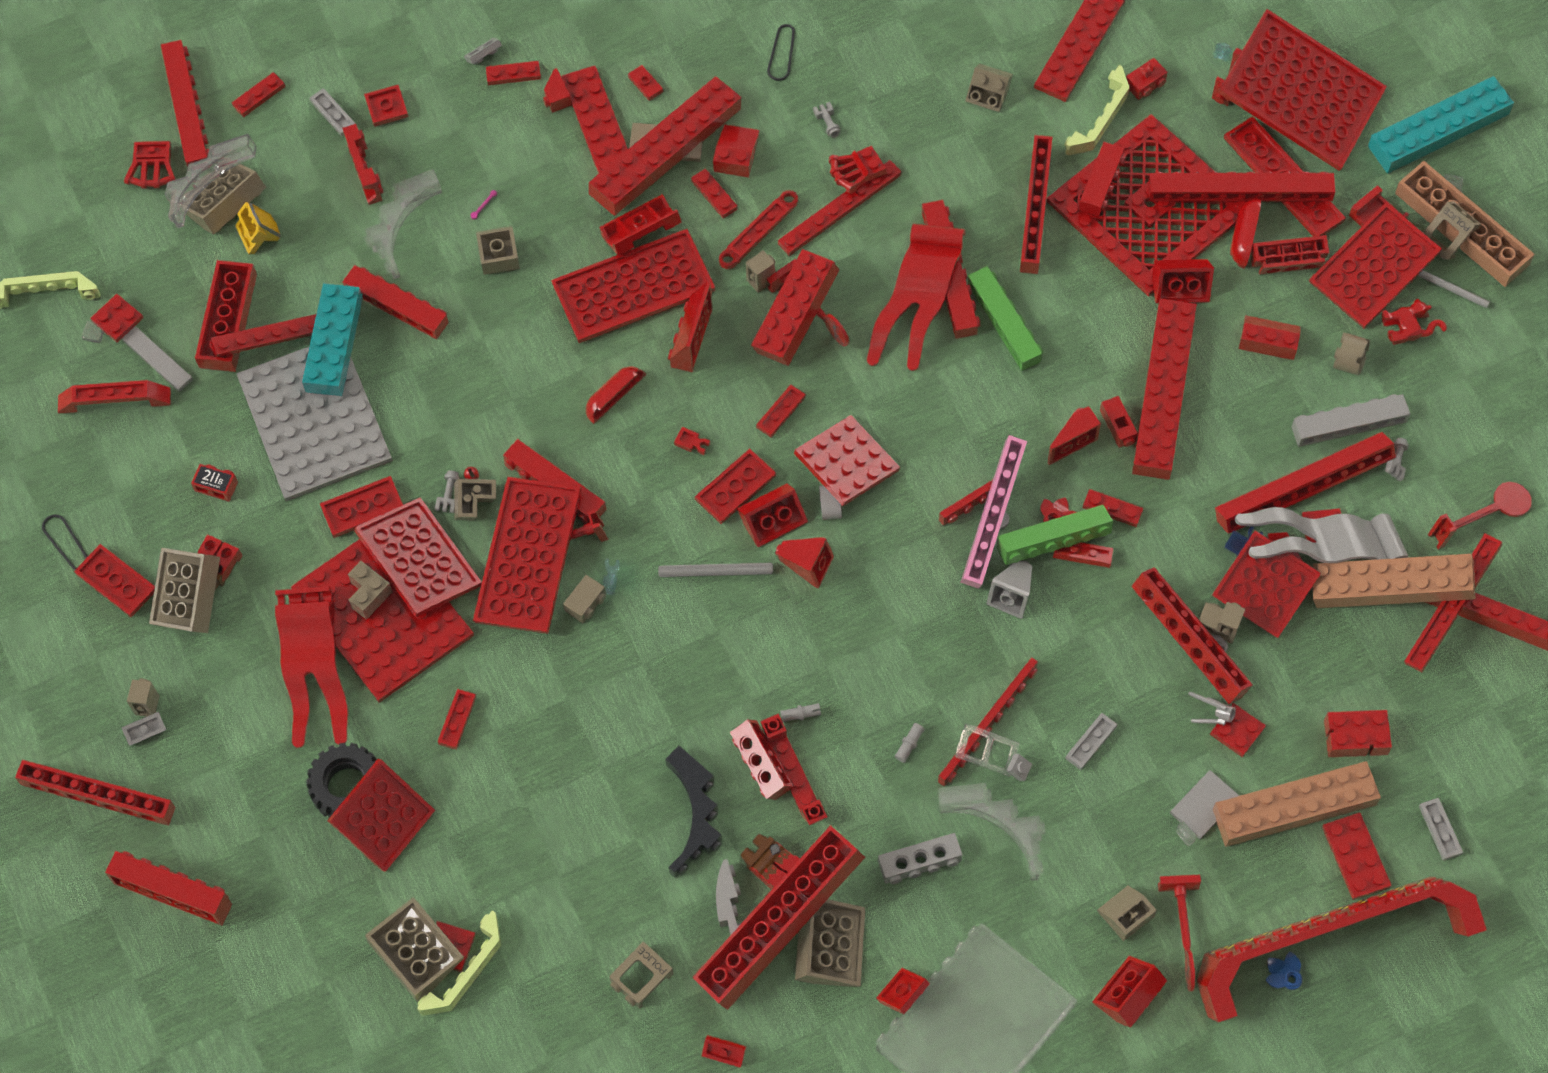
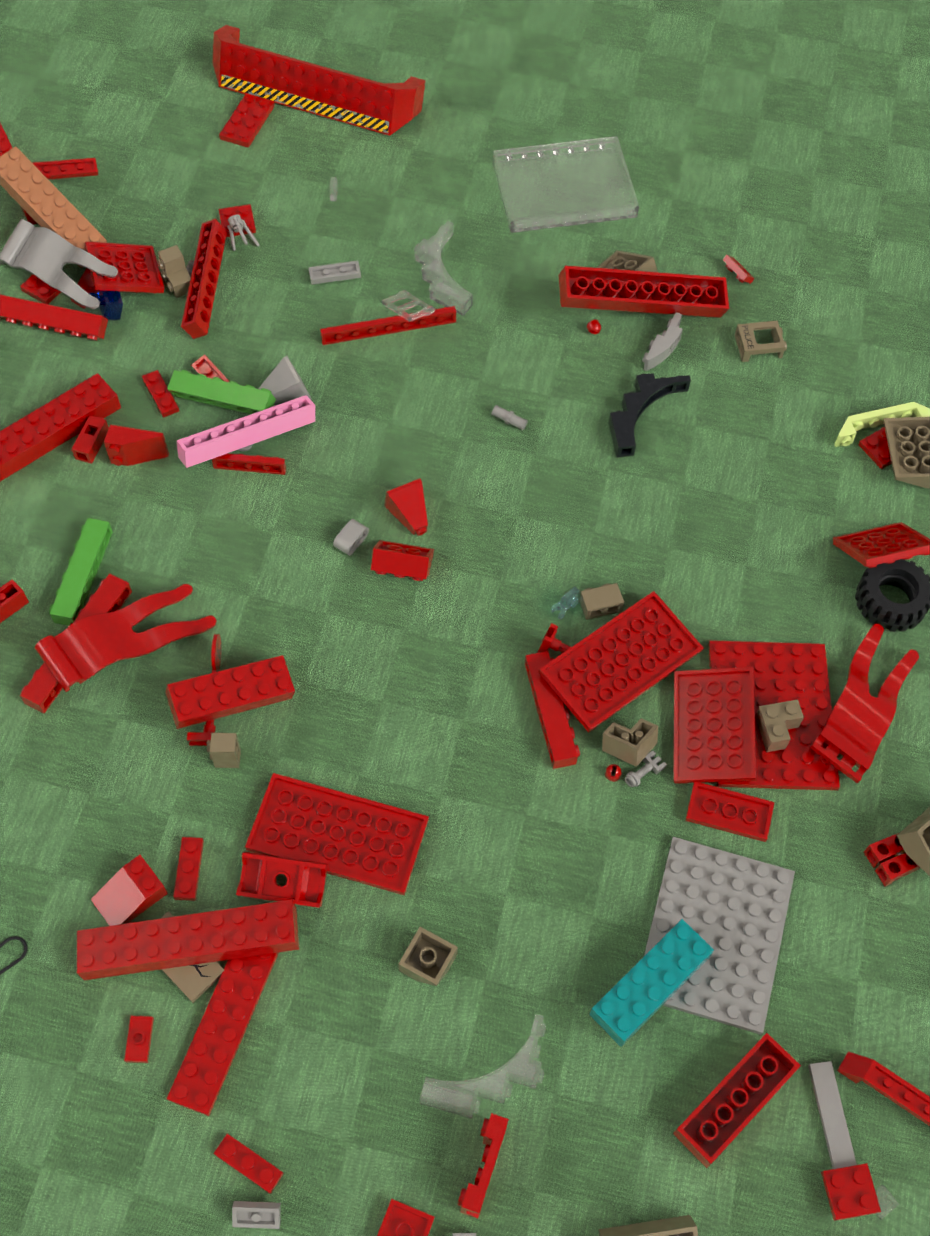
camera: 145 degrees left, 5 degrees down
(214, 482) = (851, 933): brick -> none
(256, 227) = (641, 1181): yellow piece -> none
(263, 336) = (713, 1039): red plate -> none
(397, 302) = (561, 988): red brick -> none
(456, 719) = (770, 586): red plate -> none
(474, 215) = (416, 1028): dark pink hinge -> none
(556, 93) = (230, 1097): red slope -> none
(612, 392) = (436, 752): red brick -> none
(689, 439) = (412, 662): red plate -> none
(692, 329) = (327, 741): red slope -> none
(715, 569) = (481, 554): light grey axle -> none
(735, 486) = (410, 601): red plate -> none
(758, 229) = (186, 800): red plate -> none
(770, 764) = (566, 403): brick -> none
(770, 861) = (614, 344): reddish brown hips -> none
(780, 411) = (320, 632): red plate -> none
(803, 795) = (552, 378): red slope -> none
(832, 130) = (32, 842): light grey hinge -> none
(836, 210) = (101, 768): red plate -> none
(846, 460) = (309, 554): plate -> none
(865, 161) = (41, 780): red plate -> none
(903, 991) = (595, 222): red plate -> none
(909, 742) = (453, 350): light grey pin -> none
(947, 844) = (513, 283): light grey brick -> none
(1019, 767) = (396, 287): light grey plate -> none
(1055, 510) = (200, 415): red plate -> none
(1127, 912) = (414, 173): dark tan slope -> none
(1130, 991) = (455, 142): red slope -> none
(1179, 885) = (408, 127): red piece -> none
(1198, 804) = (303, 199): light grey tile -> none
(1296, 803) = (251, 157): nougat brick -> none
(1356, 732) = (170, 166): red piece -> none
(1440, 829) = (184, 98): light grey plate -> none

